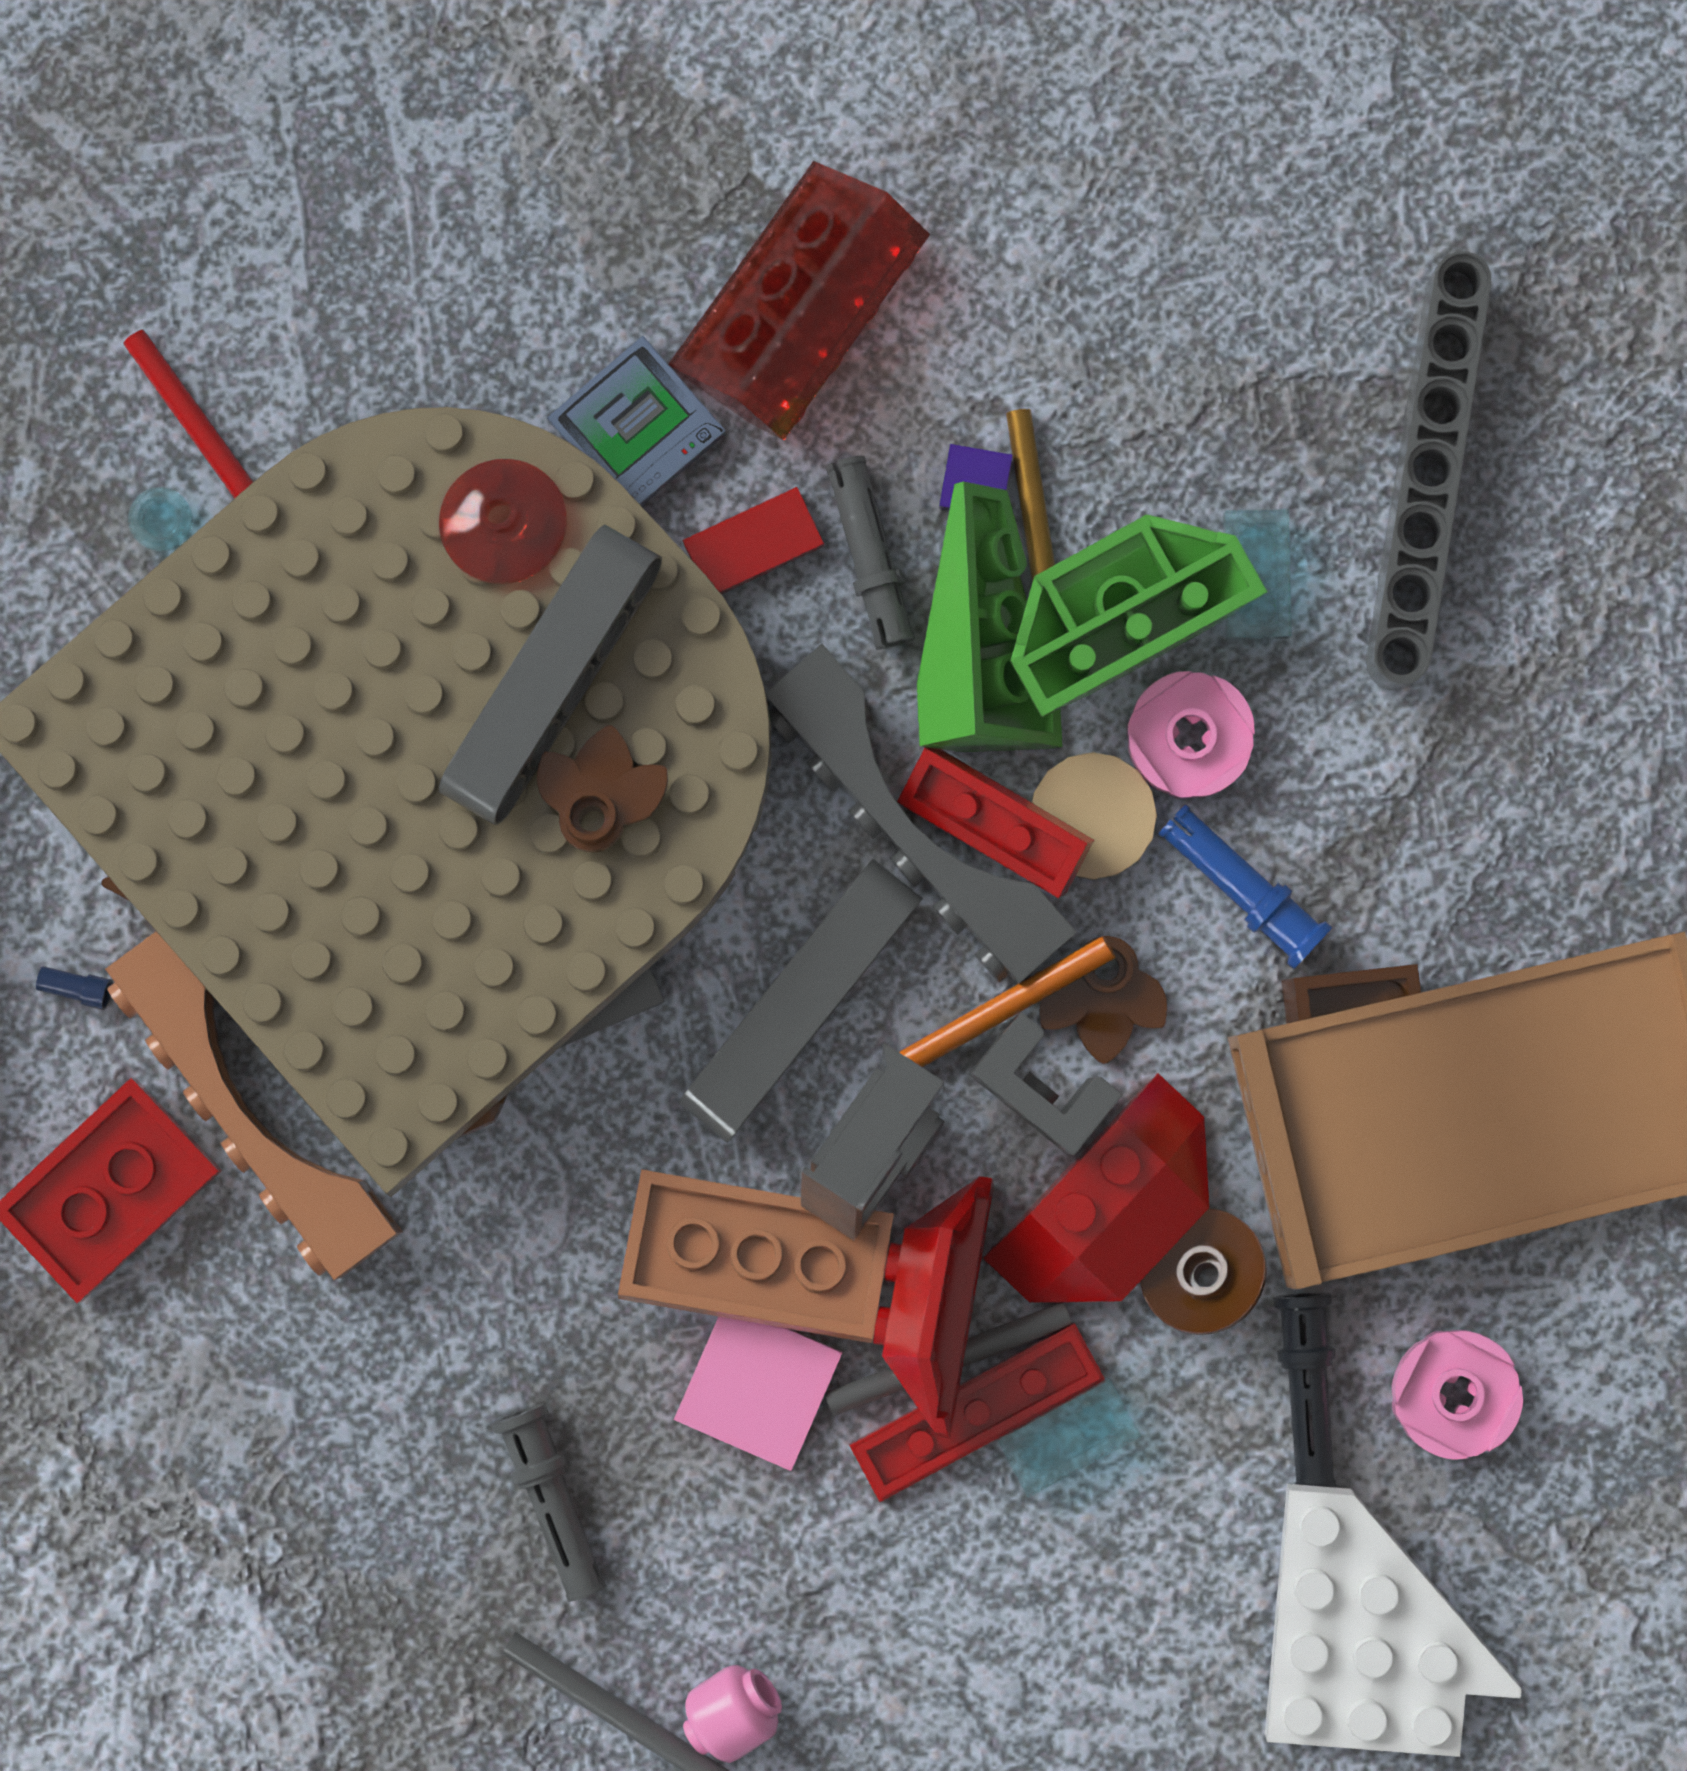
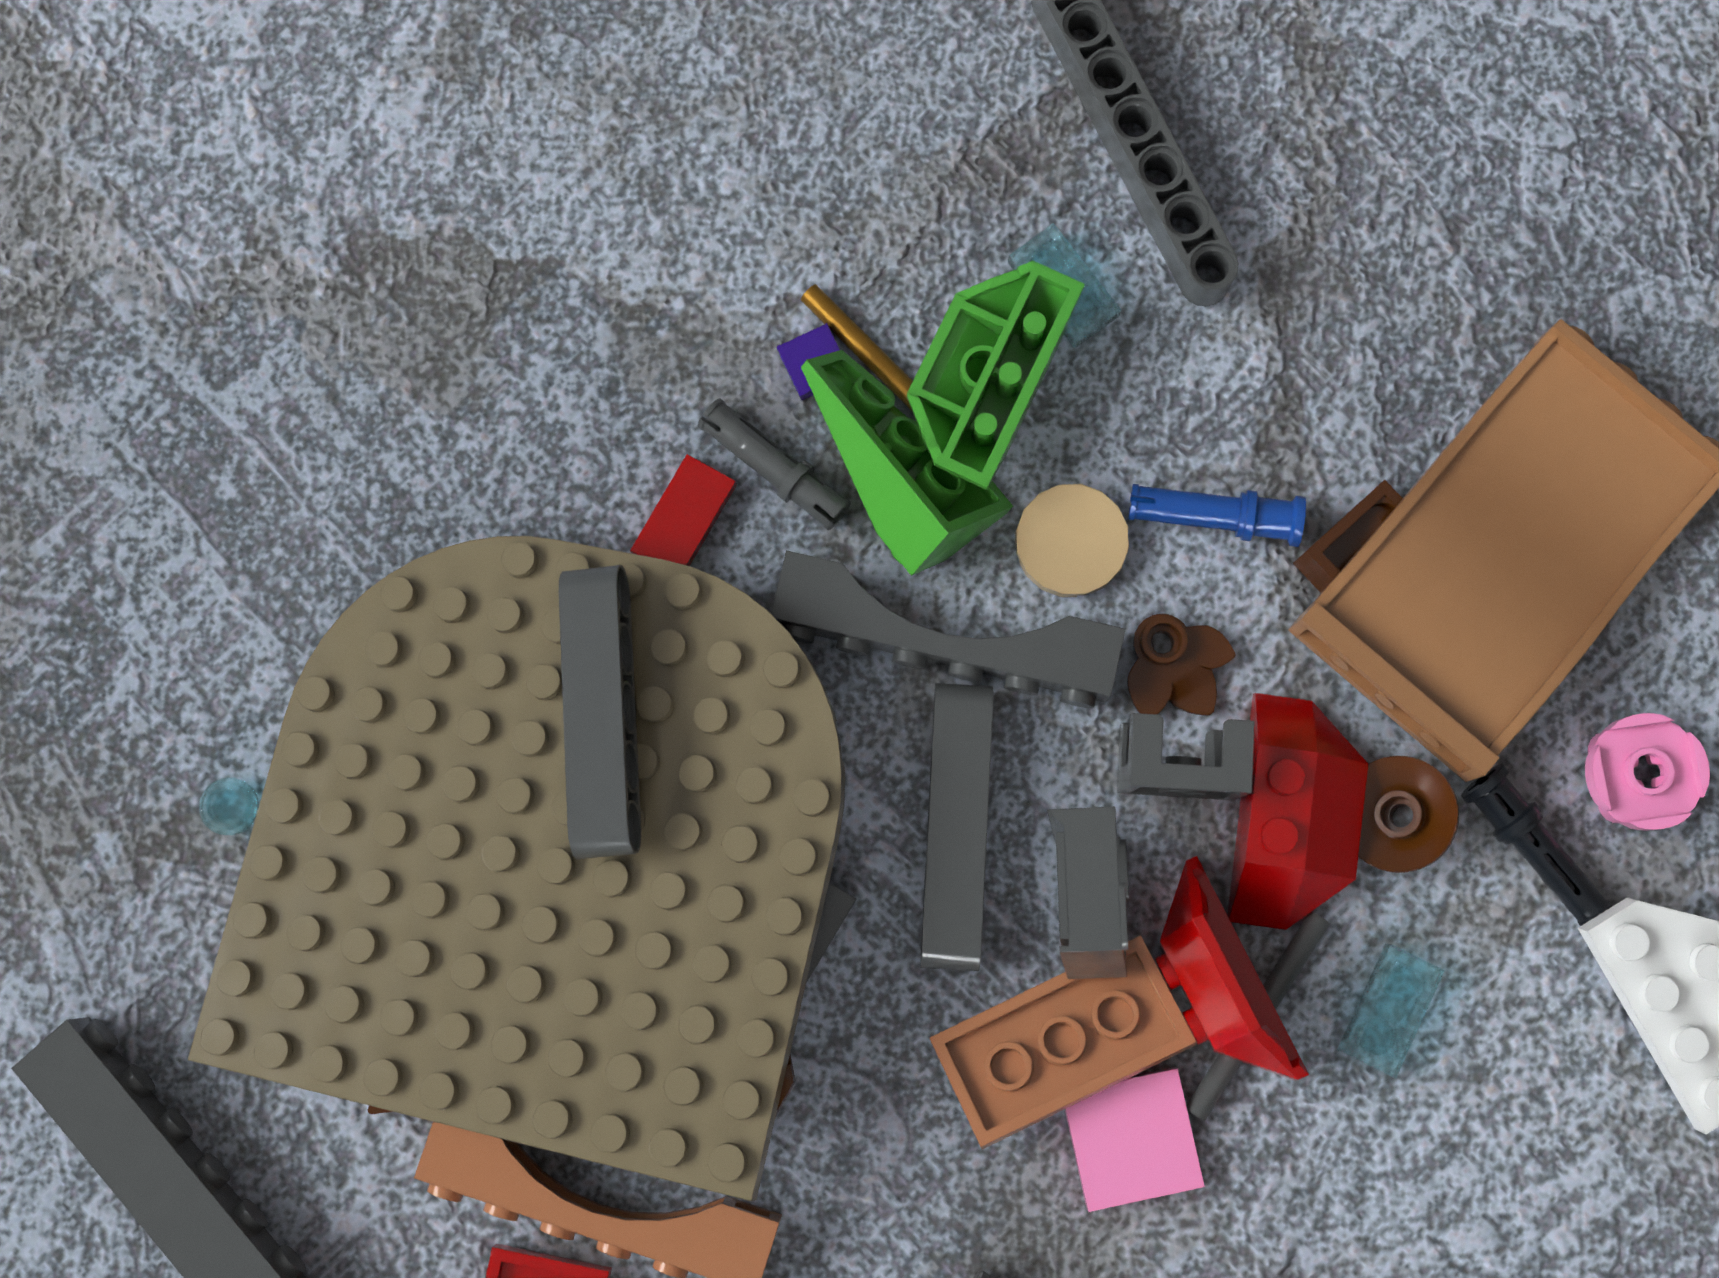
camera: 30 degrees left, 5 degrees down
(88, 990) = (413, 1202): dark blue piece -> none
(188, 412) = (196, 713): red bar -> none
(509, 549) = (505, 640): clear red dish -> none
(600, 781) = (695, 763): reddish brown plate -> none
(638, 422) = (537, 487): tile -> none
(800, 298) = (594, 318): clear red slope -> none
(984, 1411) = (1317, 1025): red tile -> none
(995, 821) = (1006, 591): red plate -> none
(1010, 1002) = (1113, 716): orange bar -> none
(1226, 743) = (1129, 418): bright pink plate -> none

